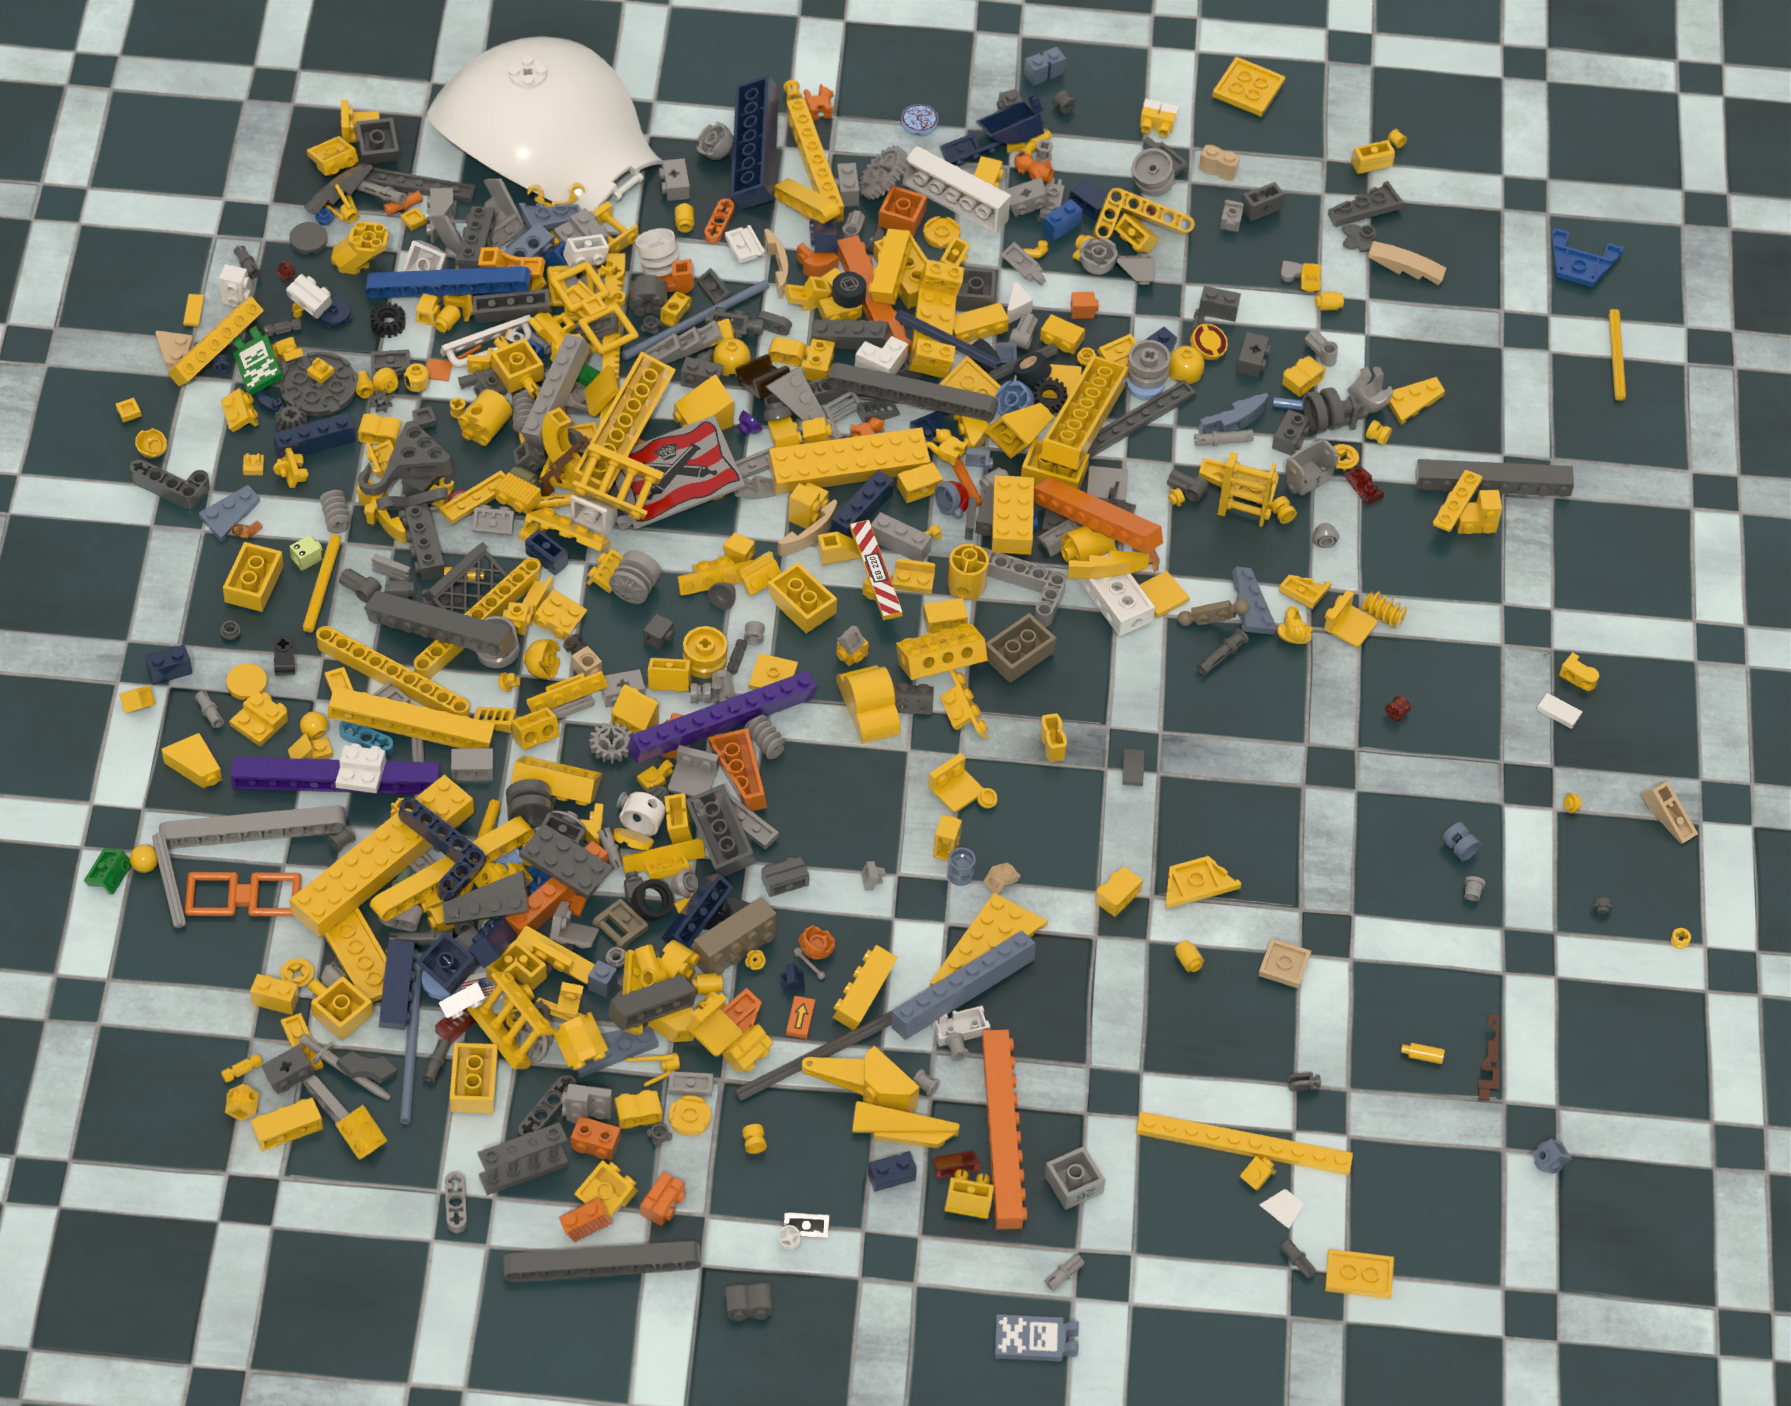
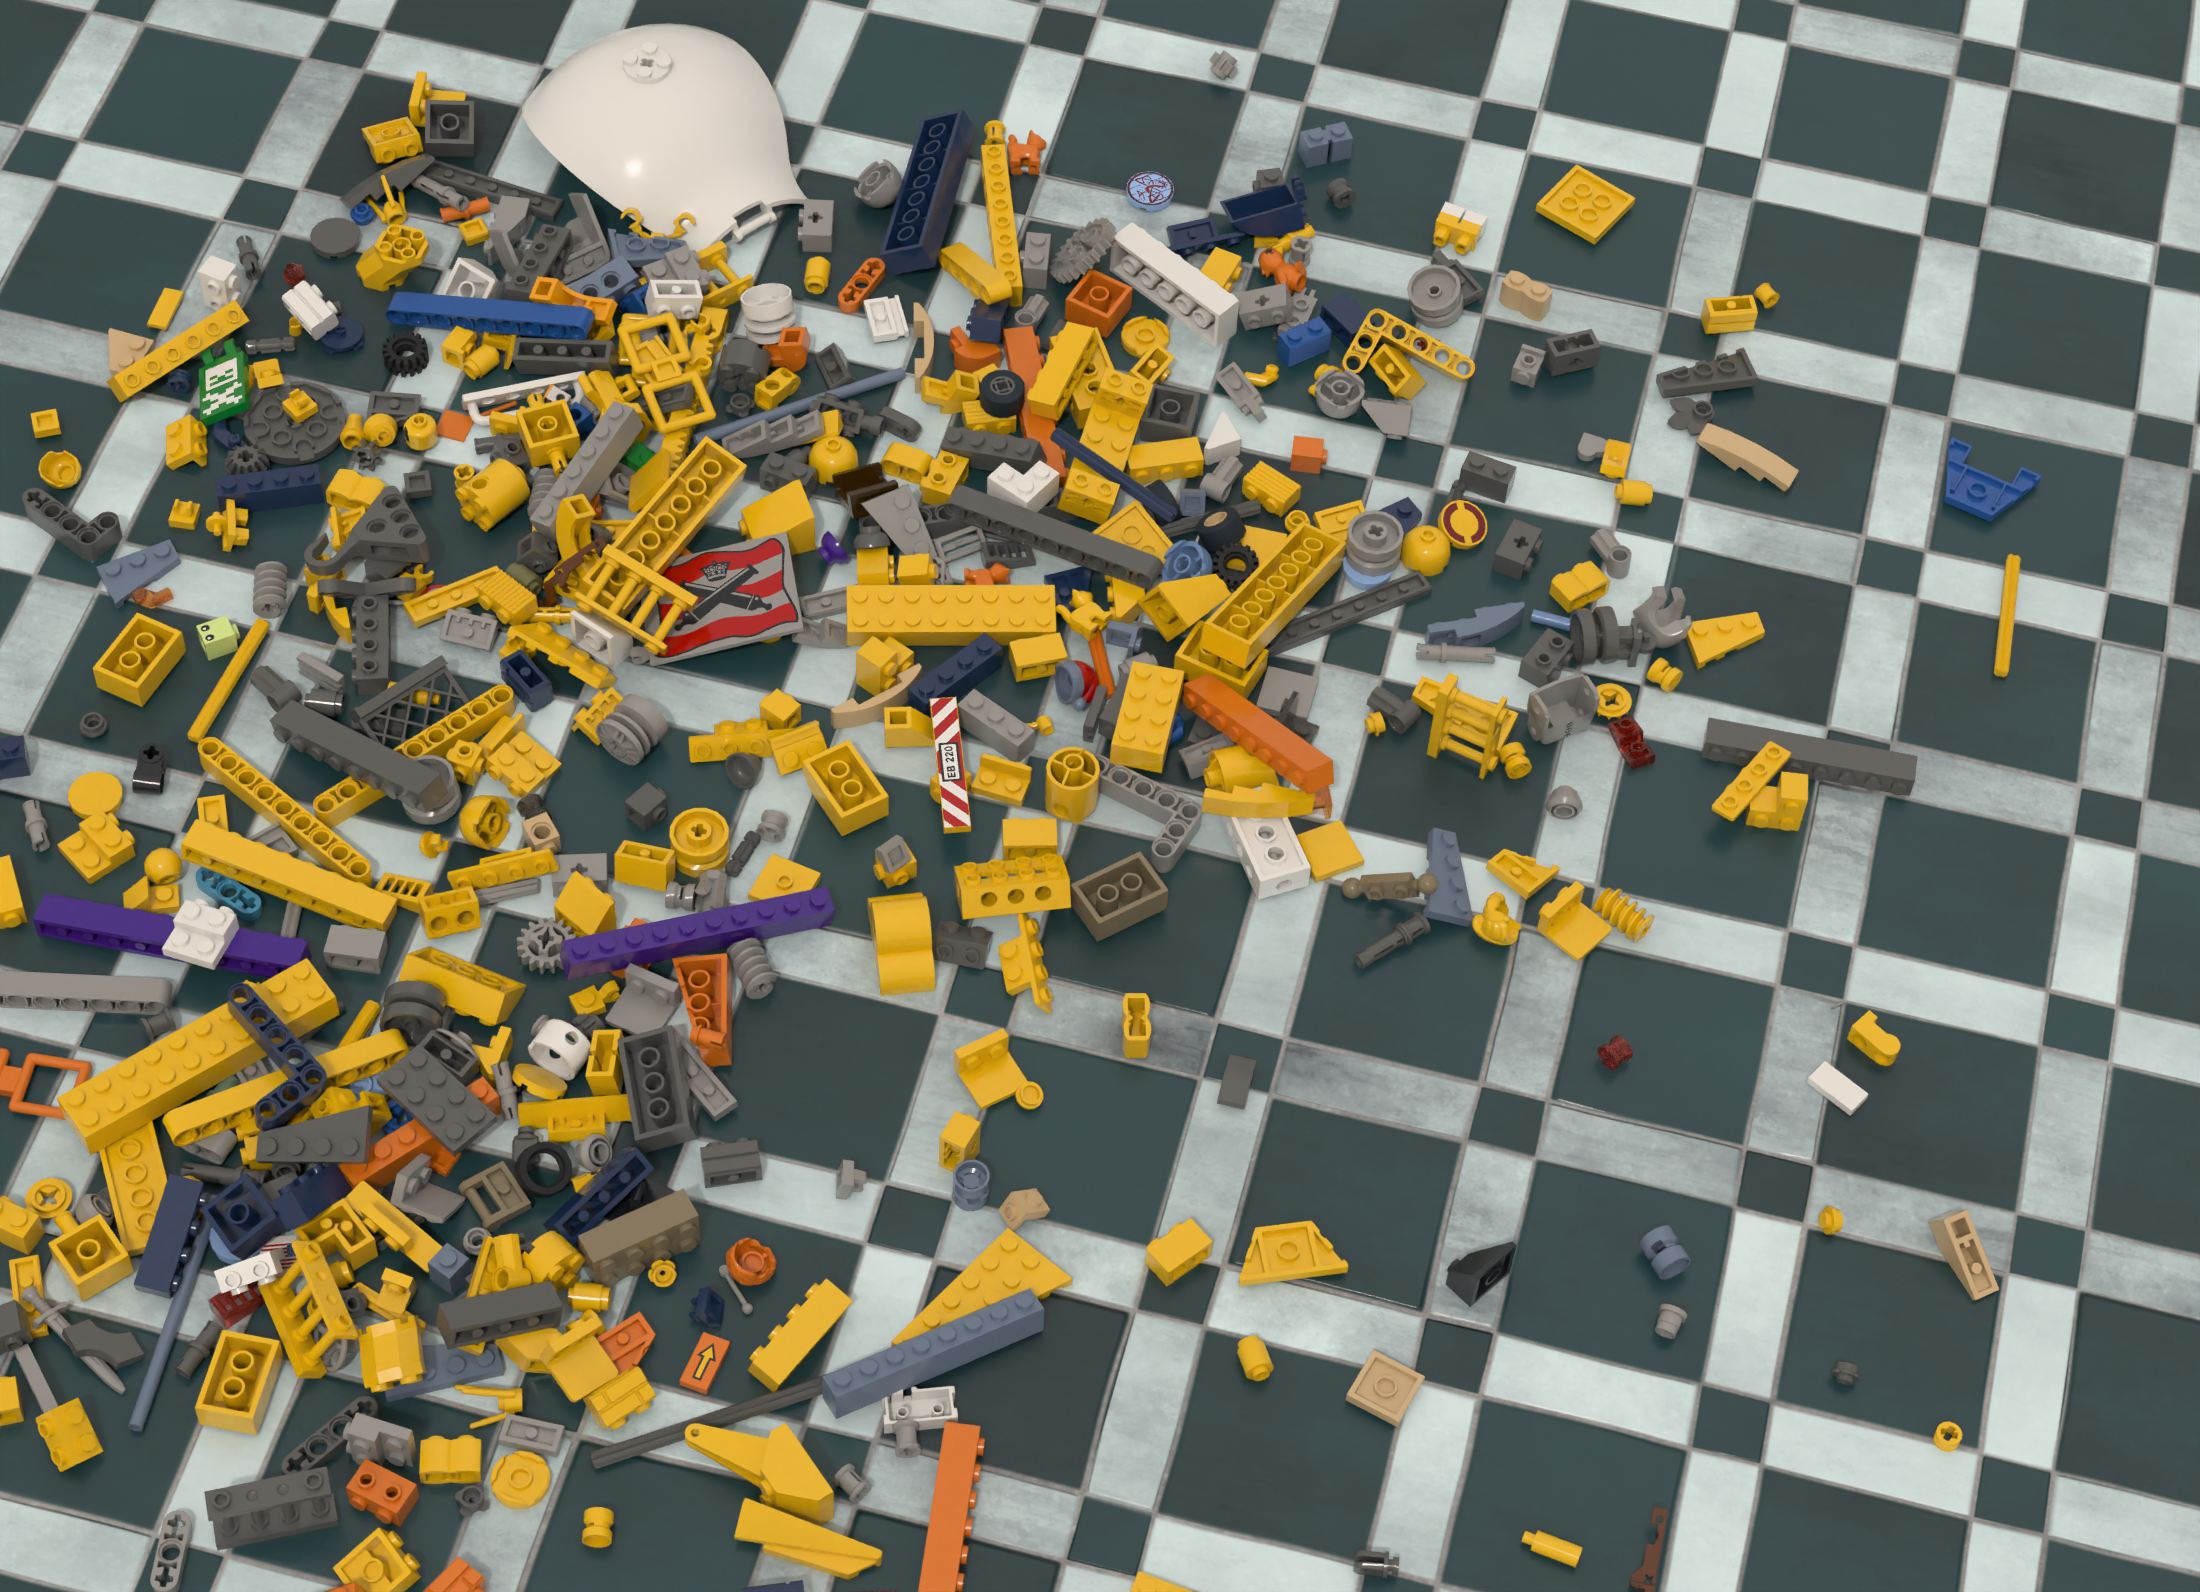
camera: 10 degrees right, 0 degrees up
(750, 789) = (708, 1037): none -> orange pin
(953, 13) = (1223, 64): none -> light grey gear
(1334, 873) = (1480, 1271): none -> black slope

